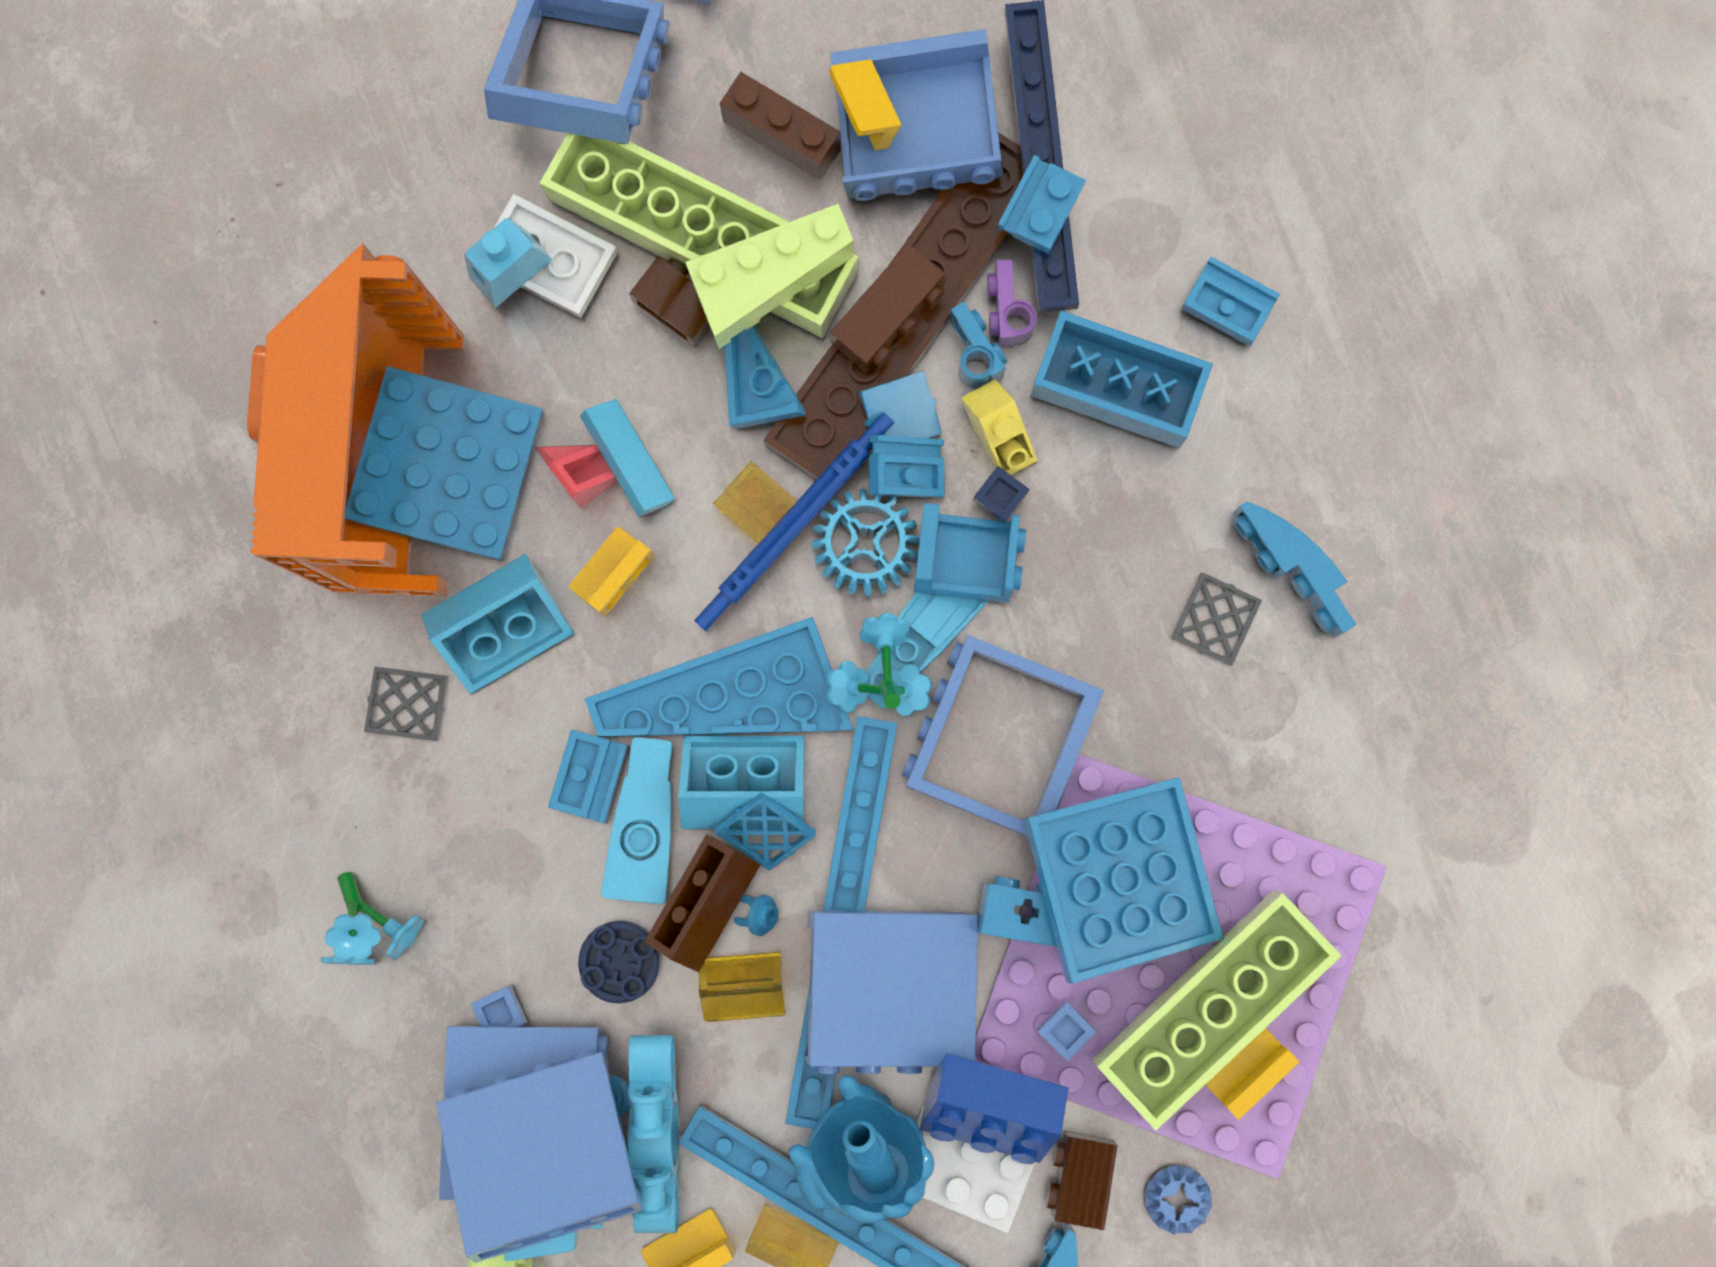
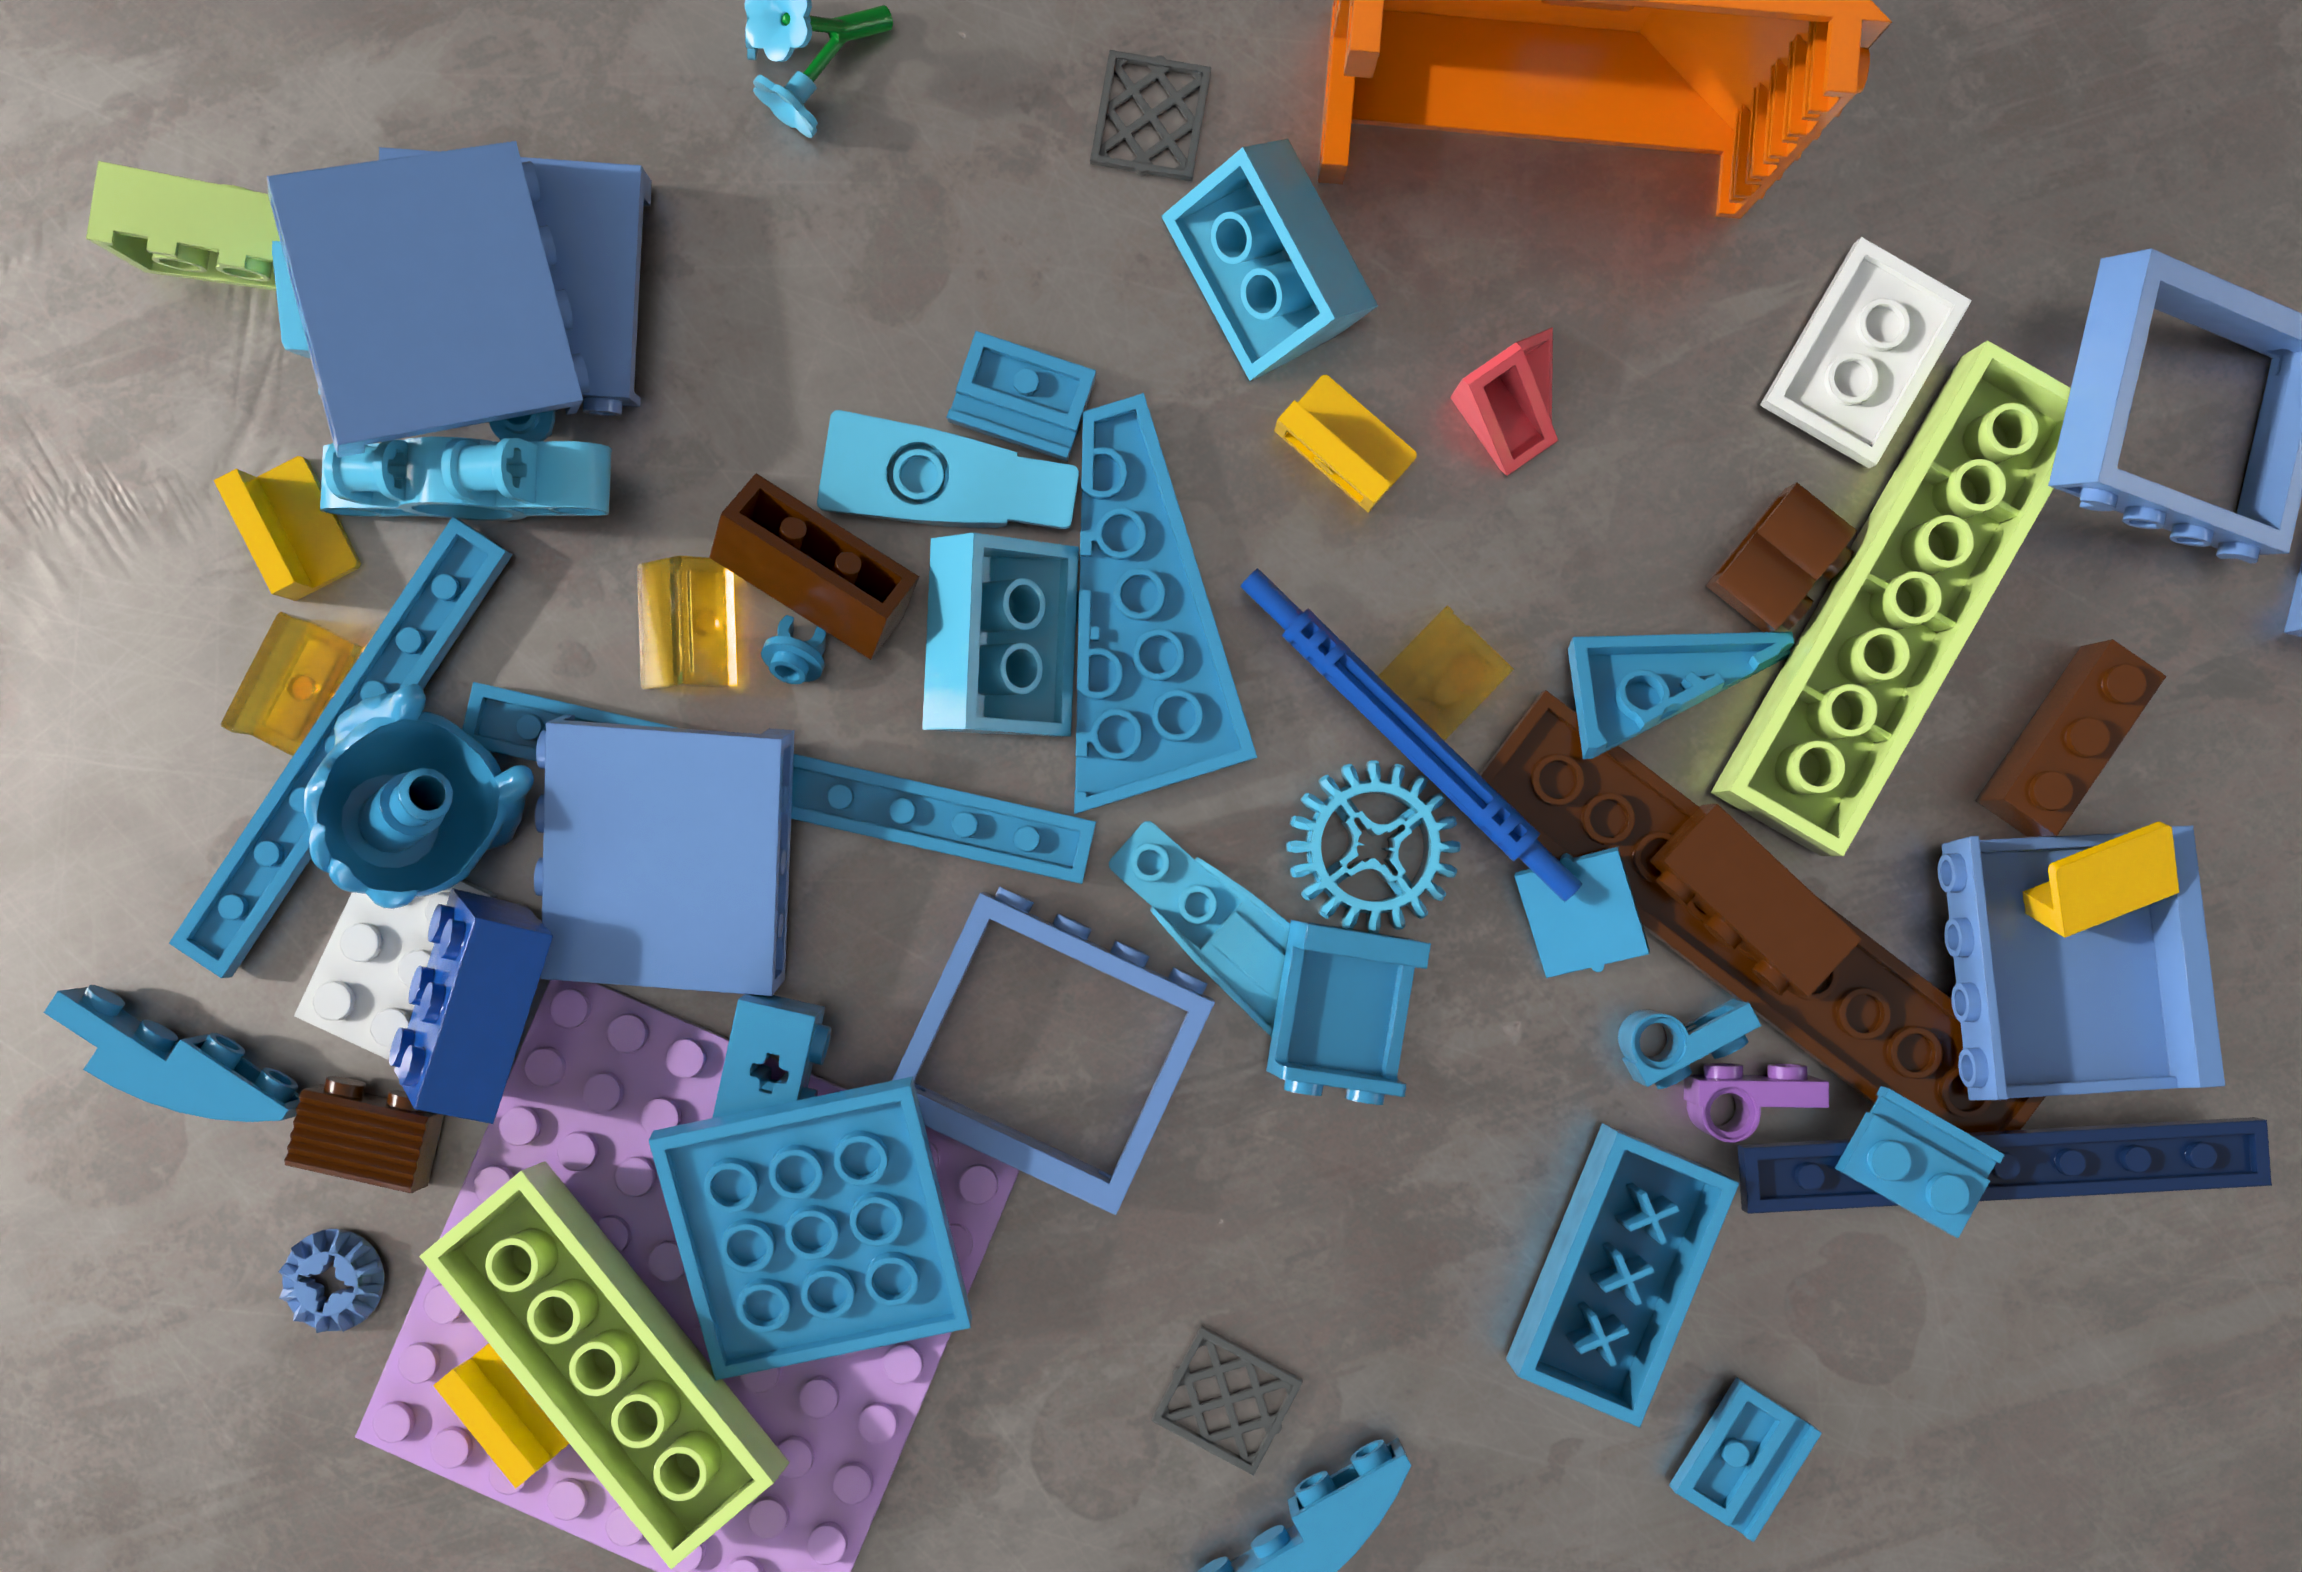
camera: 90 degrees right, 5 degrees up
(443, 464) = (1530, 179): dark azure plate -> none
(499, 1009) = (669, 250): medium blue plate -> none
(504, 261) = (1859, 281): medium azure torso -> none
(618, 963) = (731, 431): dark blue tile -> none
(627, 457) = (1528, 471): medium azure tile -> none
(766, 270) = (1826, 707): yellowish green wedge -> none
(781, 814) = (942, 692): dark azure window -> none
(901, 689) = (1133, 893): medium azure plant -> none
(906, 467) = (1491, 918): dark azure plate -> none
(999, 427) = (1550, 1071): light yellow slope -> none
(1001, 494) = (1440, 1068): dark blue tile -> none
(1066, 1030) = (588, 1124): medium blue plate -> none

